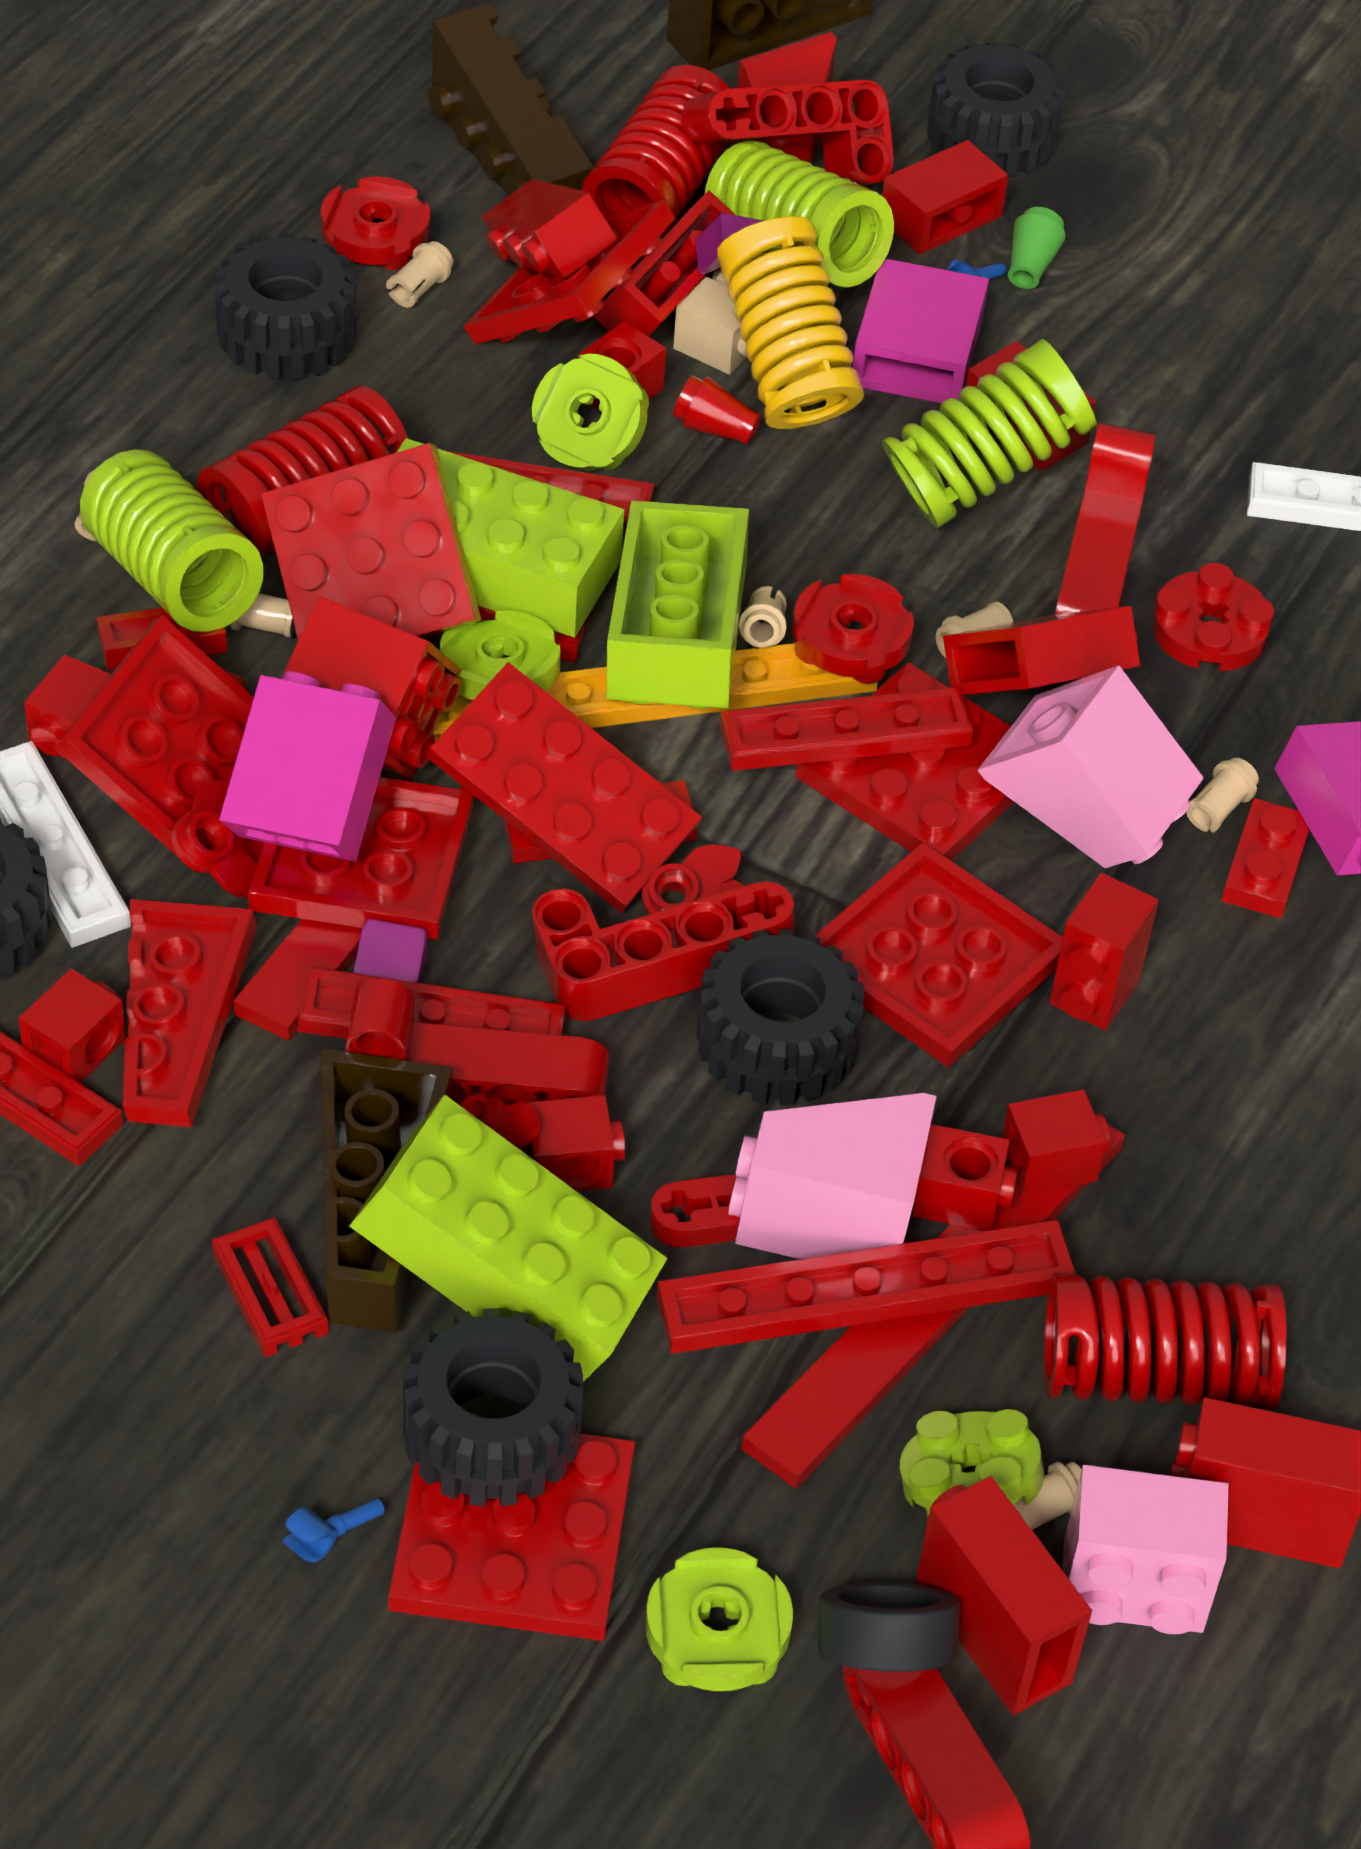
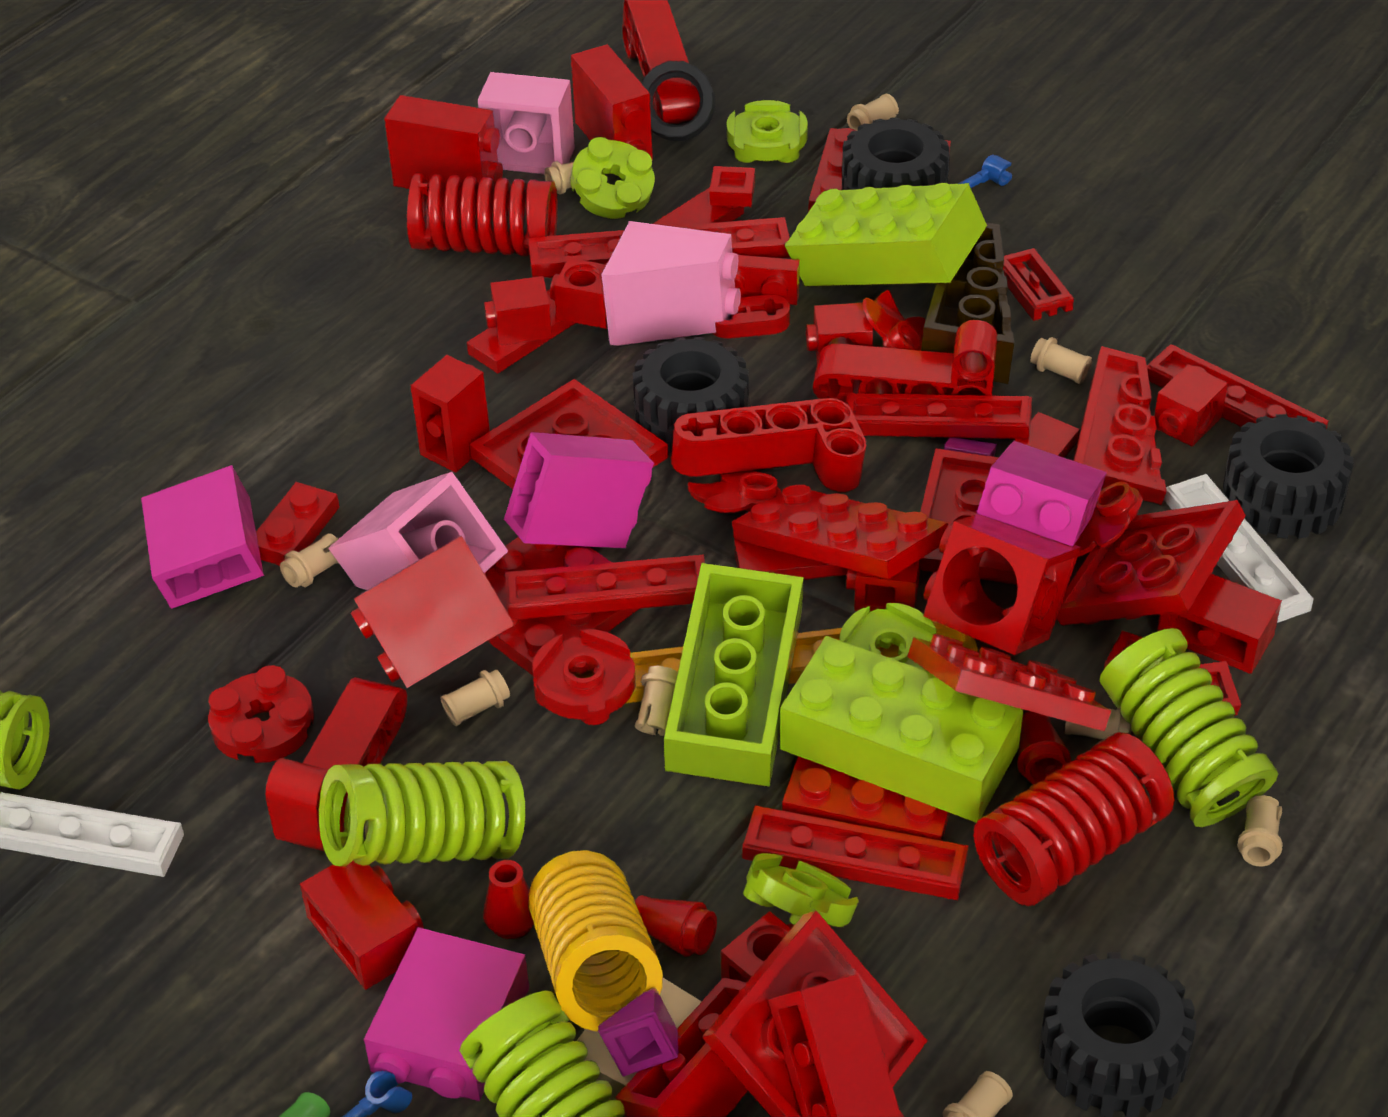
camera: 170 degrees left, 5 degrees down
(259, 1125) = (1060, 360): none -> tan pin
(529, 1672) = (880, 108): none -> tan pin
(709, 1247) = (768, 277): none -> red plate
(764, 1423) = (732, 186): none -> red plate
(882, 413) = (507, 901): none -> red cone
(898, 794) = (578, 490): none -> dark pink brick

